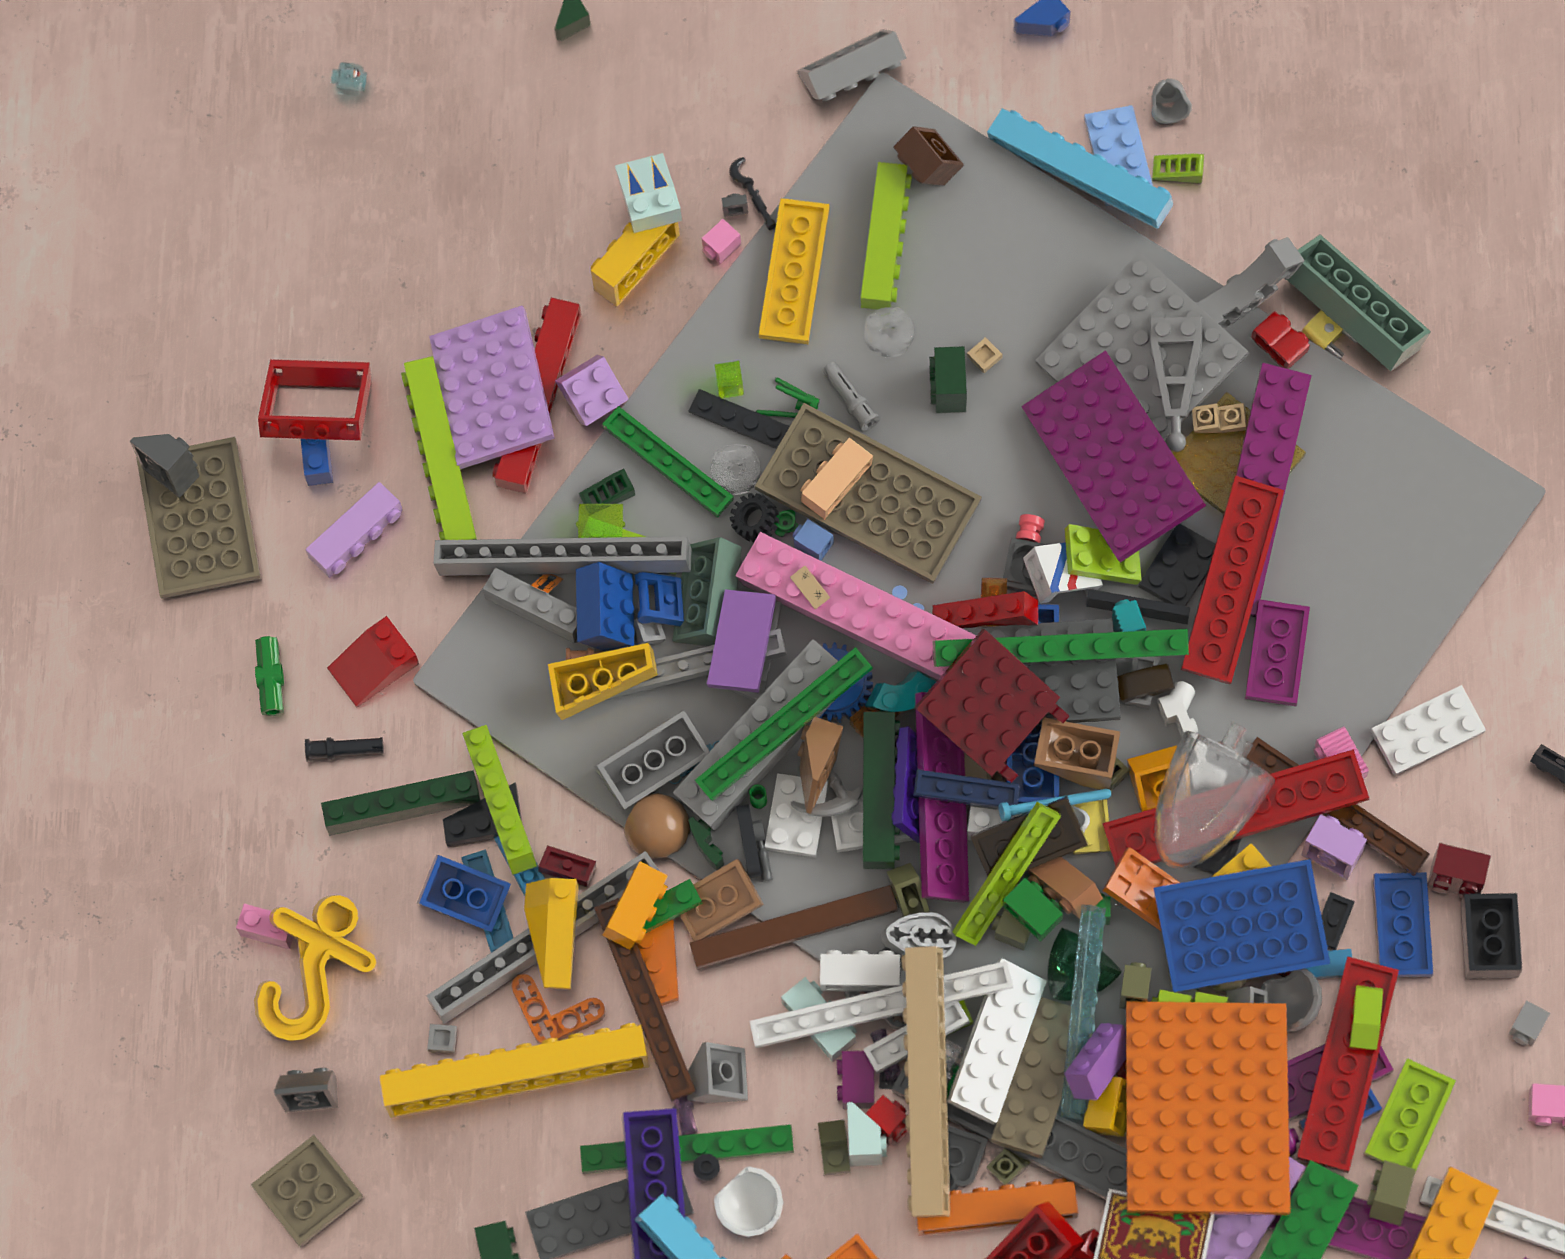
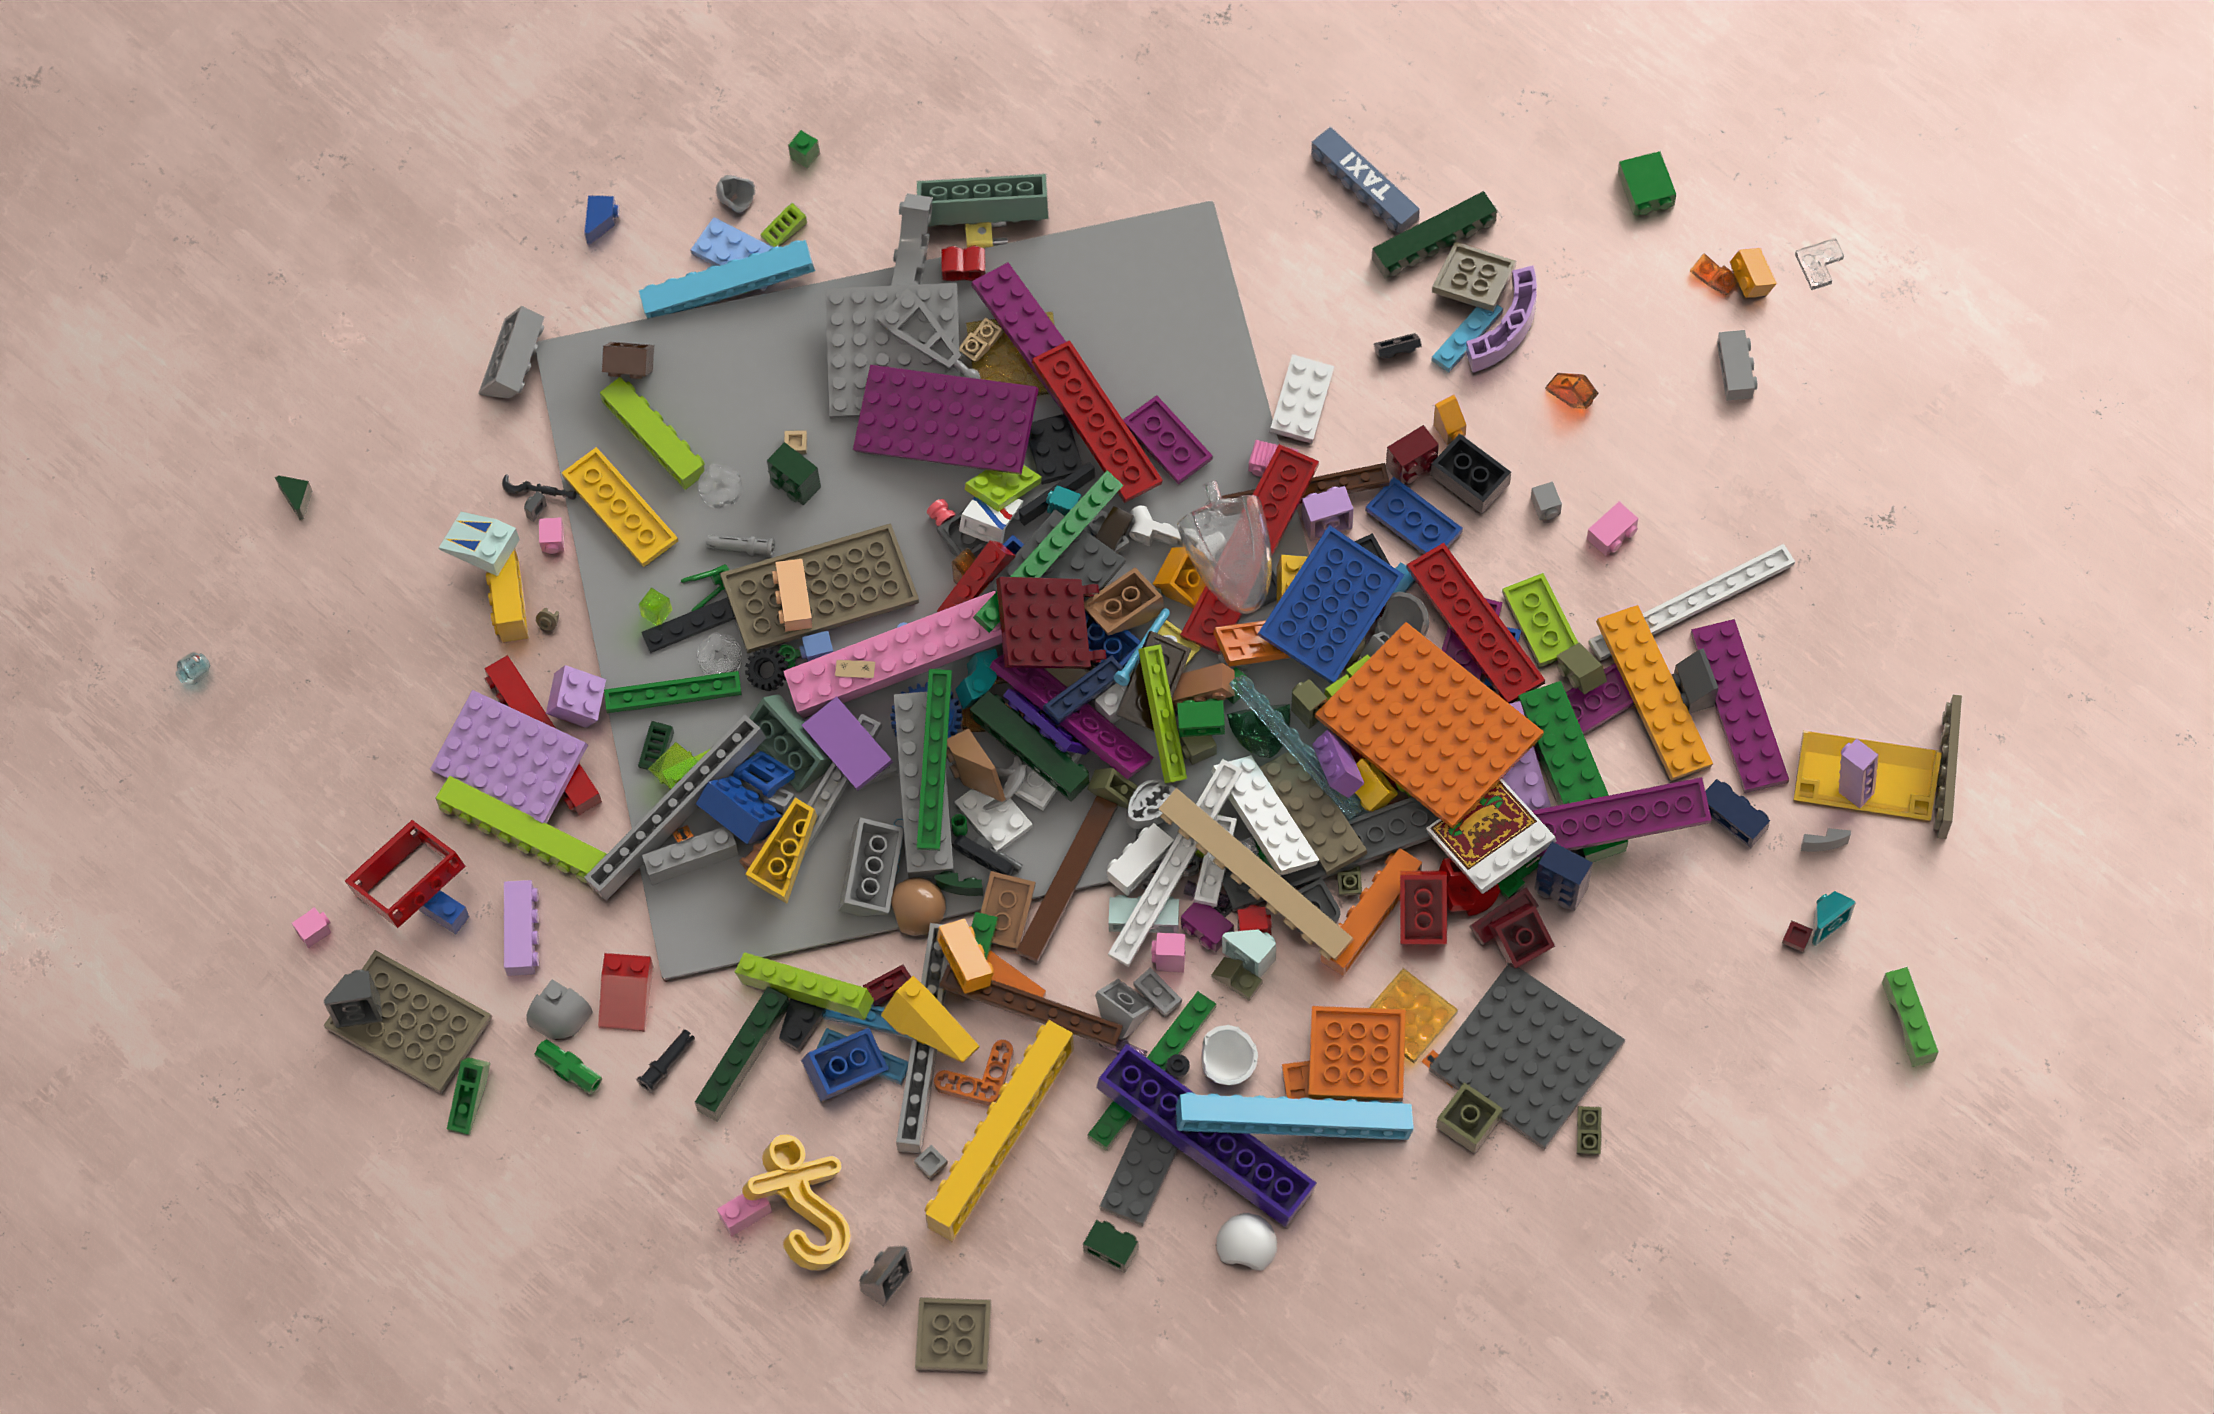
camera: 50 degrees left, 5 degrees down
(177, 619) = (468, 1094): none -> green slope
(211, 371) = (312, 927): none -> bright pink brick
(308, 625) = (558, 1012): none -> light grey brick
(642, 307) = (547, 620): none -> dark tan plate
(759, 1092) = (1157, 992): none -> light grey plate
(800, 1070) = (1169, 952): none -> bright pink brick
(1264, 118) = (804, 149): none -> green brick
(1366, 1017) = (1458, 582): lime slope -> none
(1525, 873) = (1449, 419): none -> light orange slope

